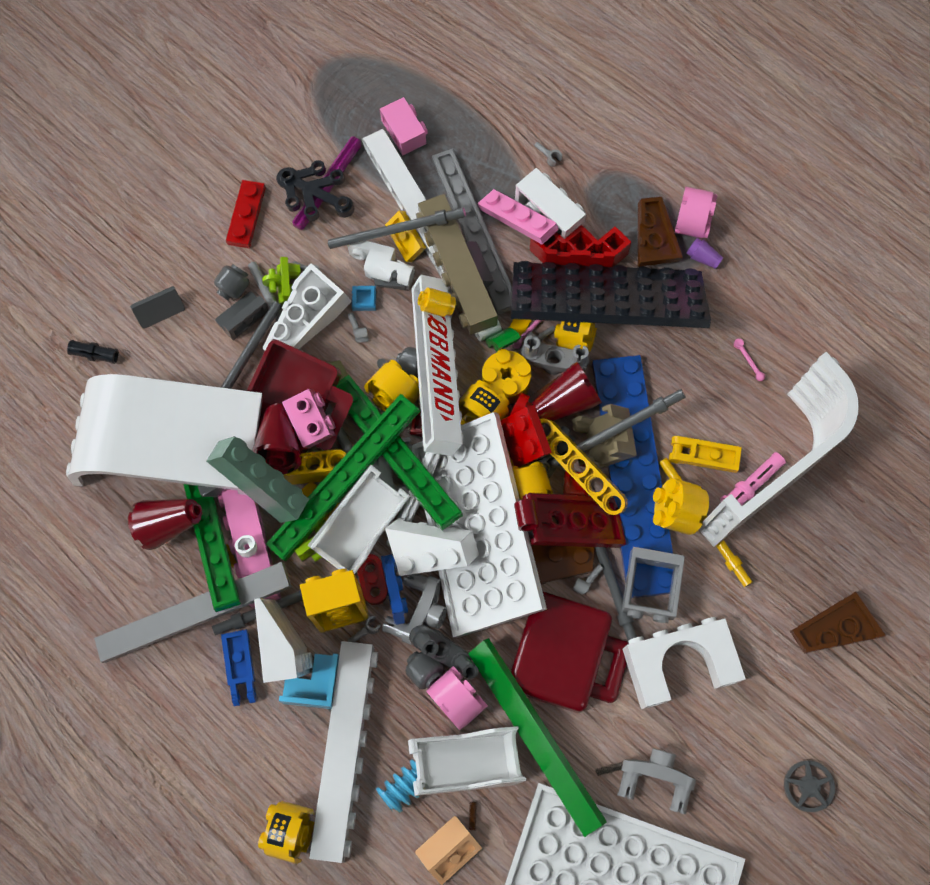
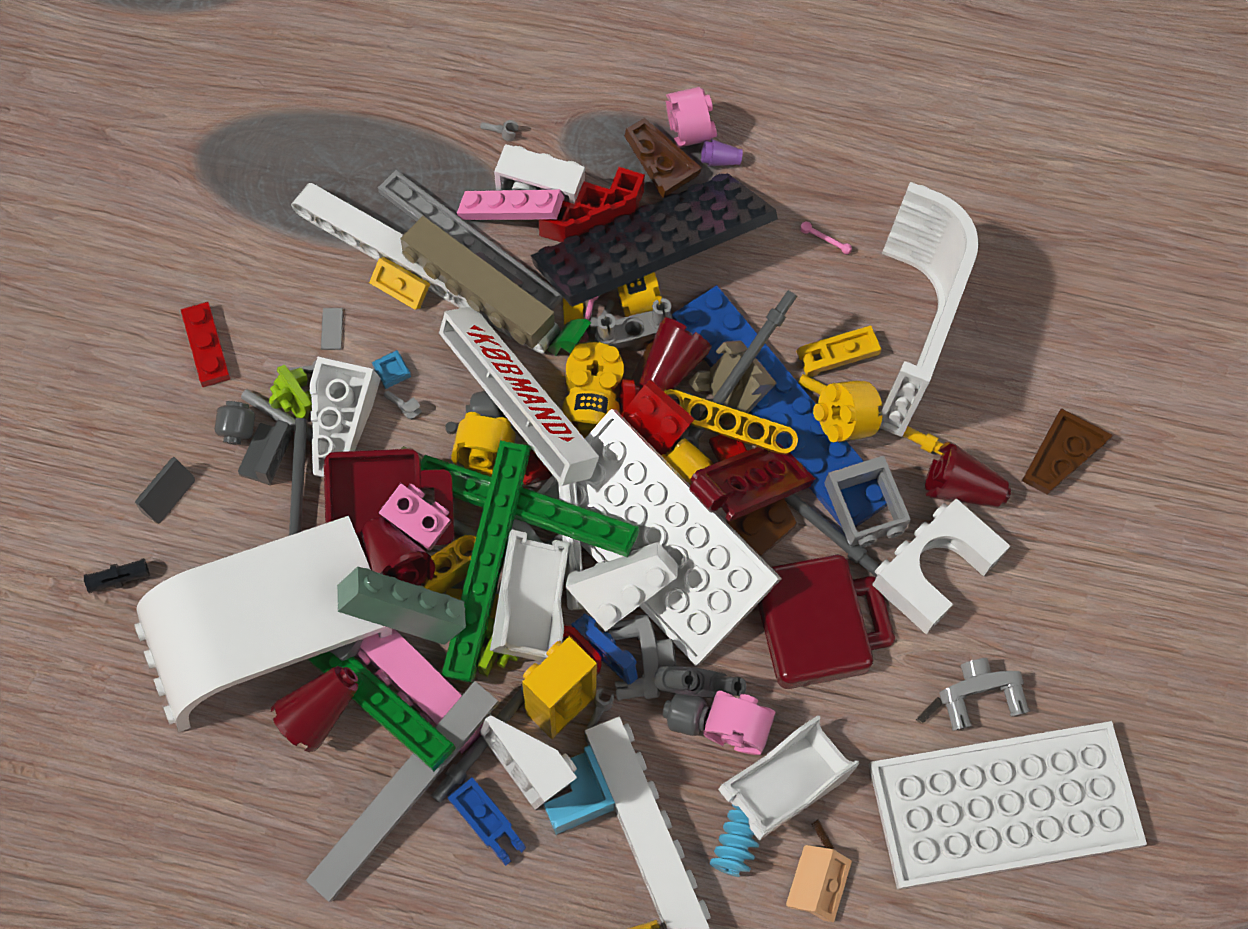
camera: 35 degrees left, 5 degrees down
(243, 540) = (429, 681): white hinge -> none
(312, 189) = (268, 281): black plant -> none
(336, 254) = (332, 329): none -> light grey window
(341, 162) = (278, 269): magenta axle -> none
(382, 265) = (389, 323): white plate -> none
(403, 126) = (330, 169): bright pink brick -> none
(436, 302) = (482, 329): yellow brick -> none
(440, 218) = (435, 240): dark grey bar -> none
(537, 738) = (843, 715): green tile -> none
(583, 586) = (795, 545): light grey hand -> none
(743, 608) = (965, 478): none -> dark red cone
(746, 491) = (909, 327): bright pink pin -> none
(809, 786) = (1127, 619): dark grey wheel -> none

